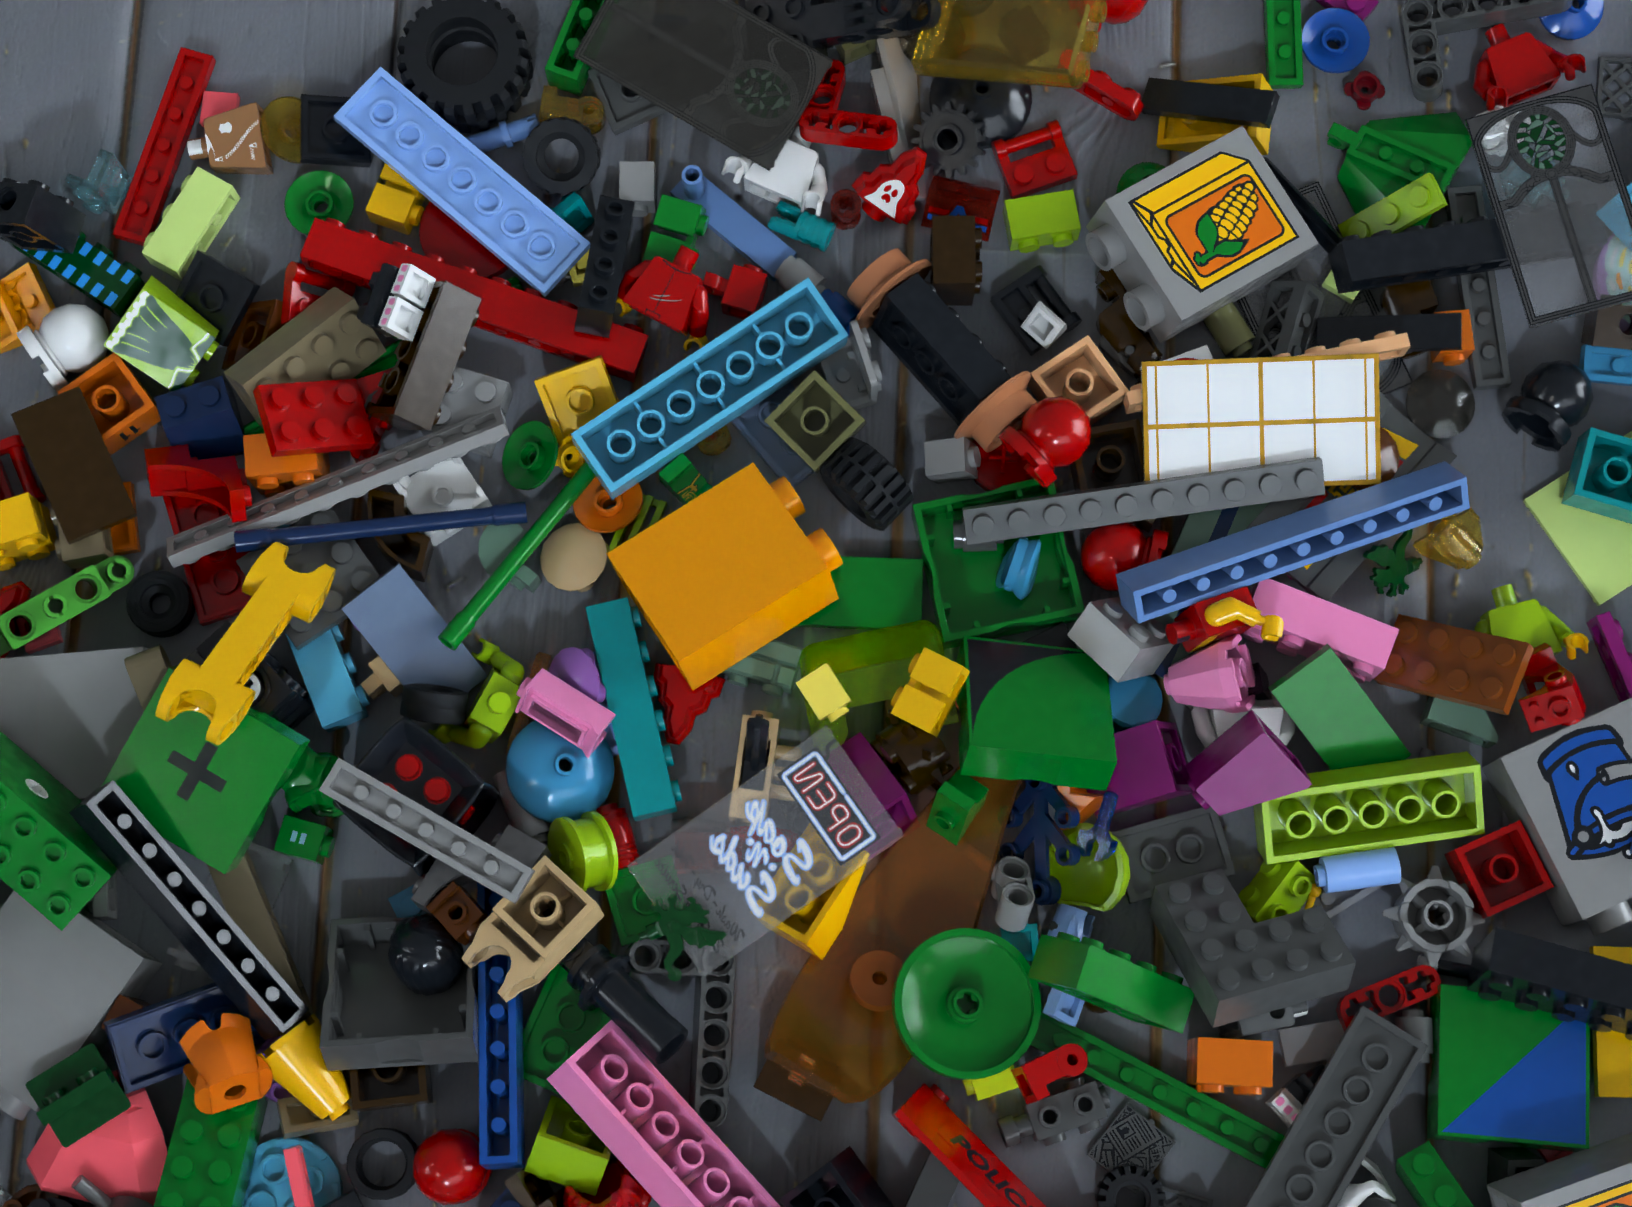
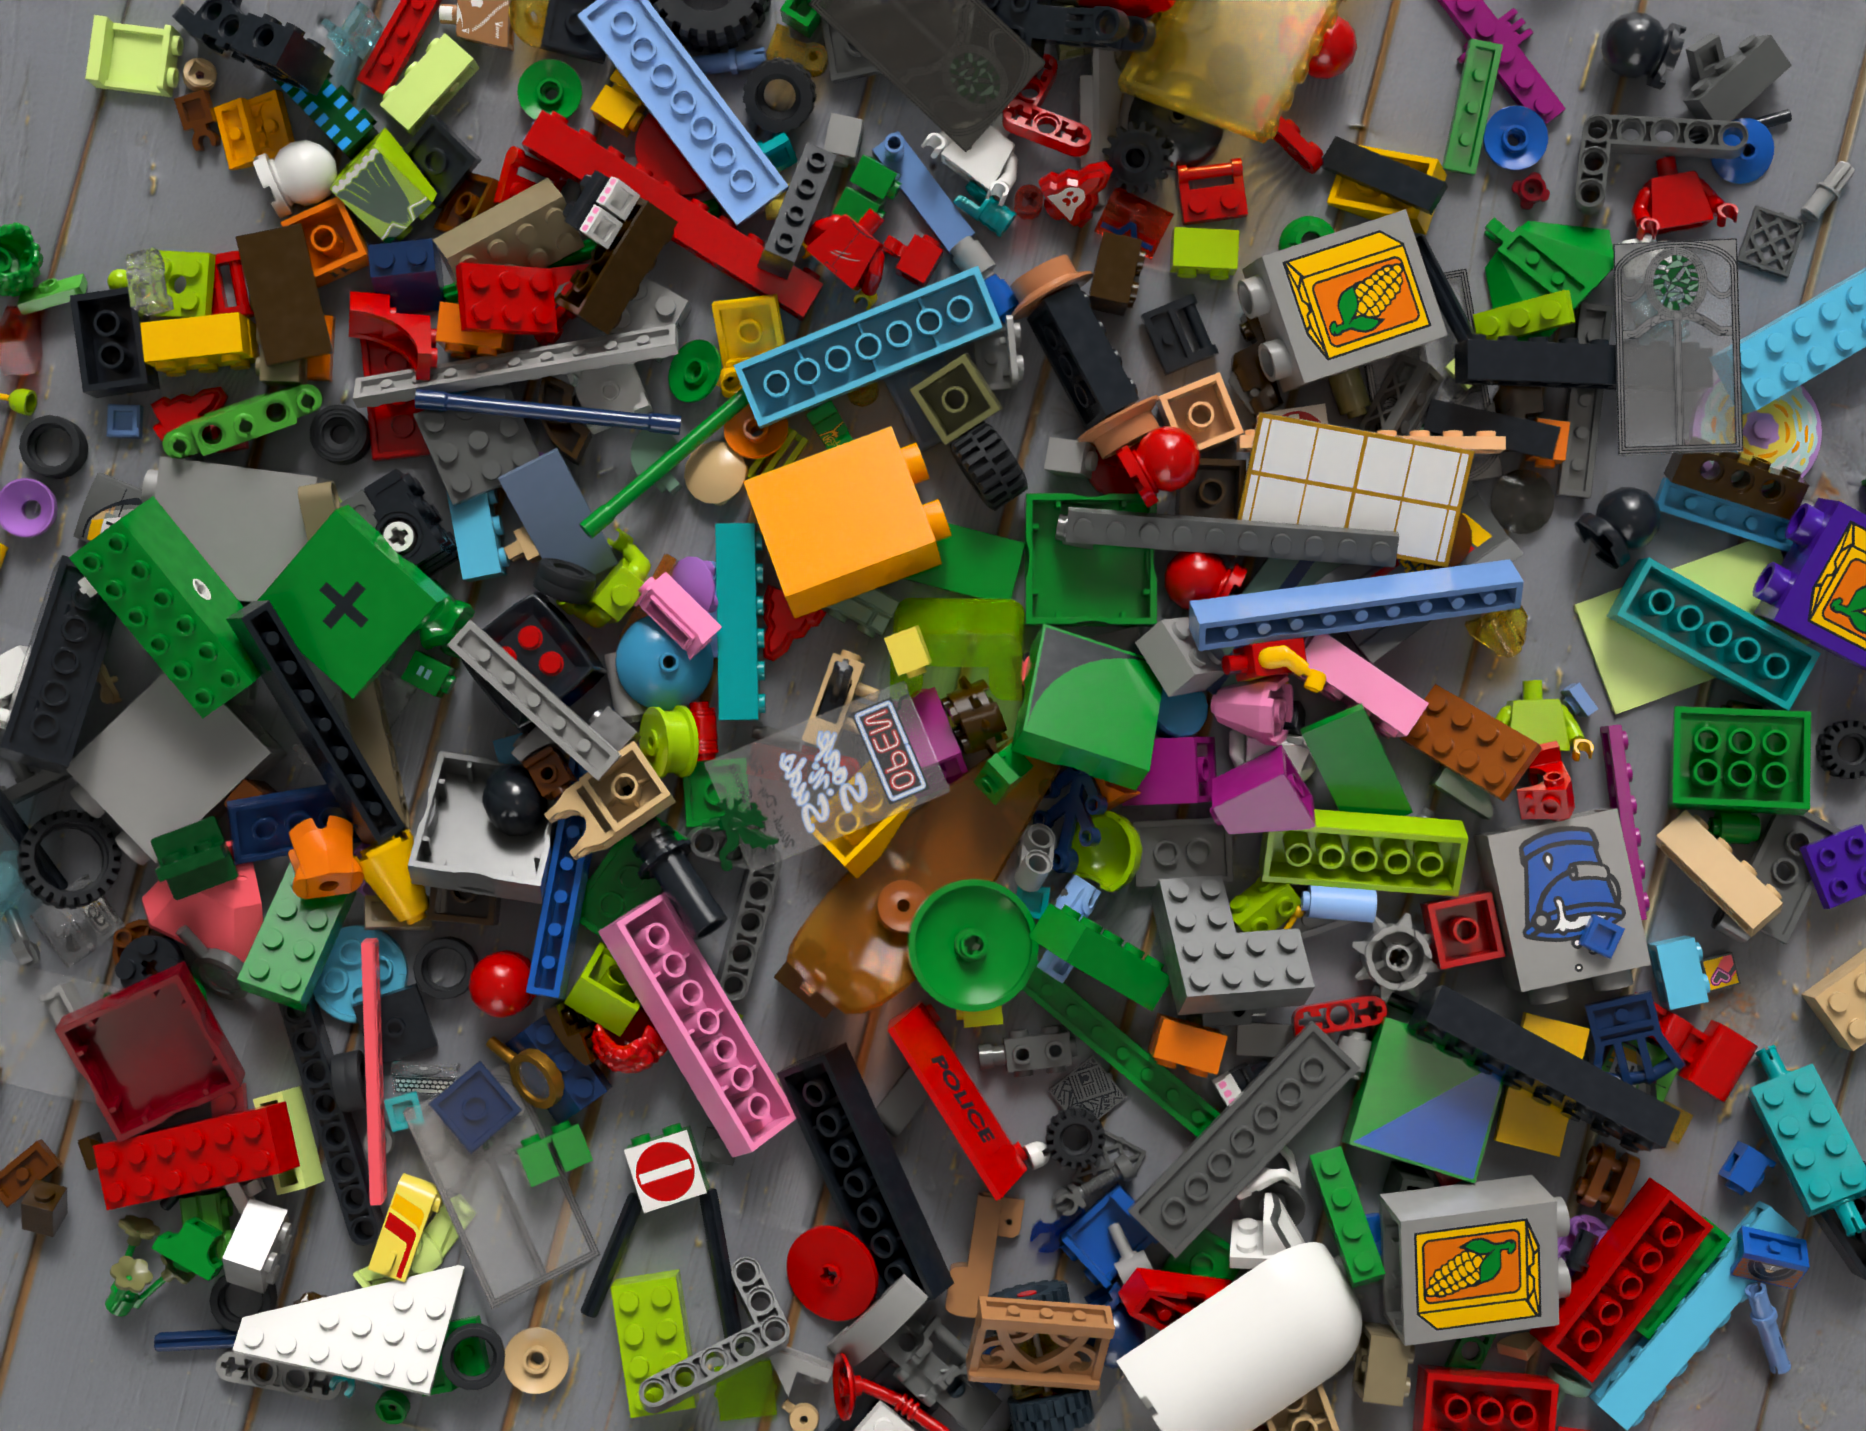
camera: 10 degrees right, 10 degrees up
(219, 683) = (375, 535): yellow piece -> none
(930, 691) = (1000, 671): yellow piece -> none
(1019, 567) = (1108, 570): dark azure piece -> none
(1044, 325) = (1182, 353): white slope -> none
(1056, 1064) = (1030, 1014): red leg -> none
(1100, 830) = (1122, 823): clear blue bar -> none
(1396, 565) = (1443, 641): dark green piece -> none
(1557, 597) = (1578, 700): none -> medium blue plate

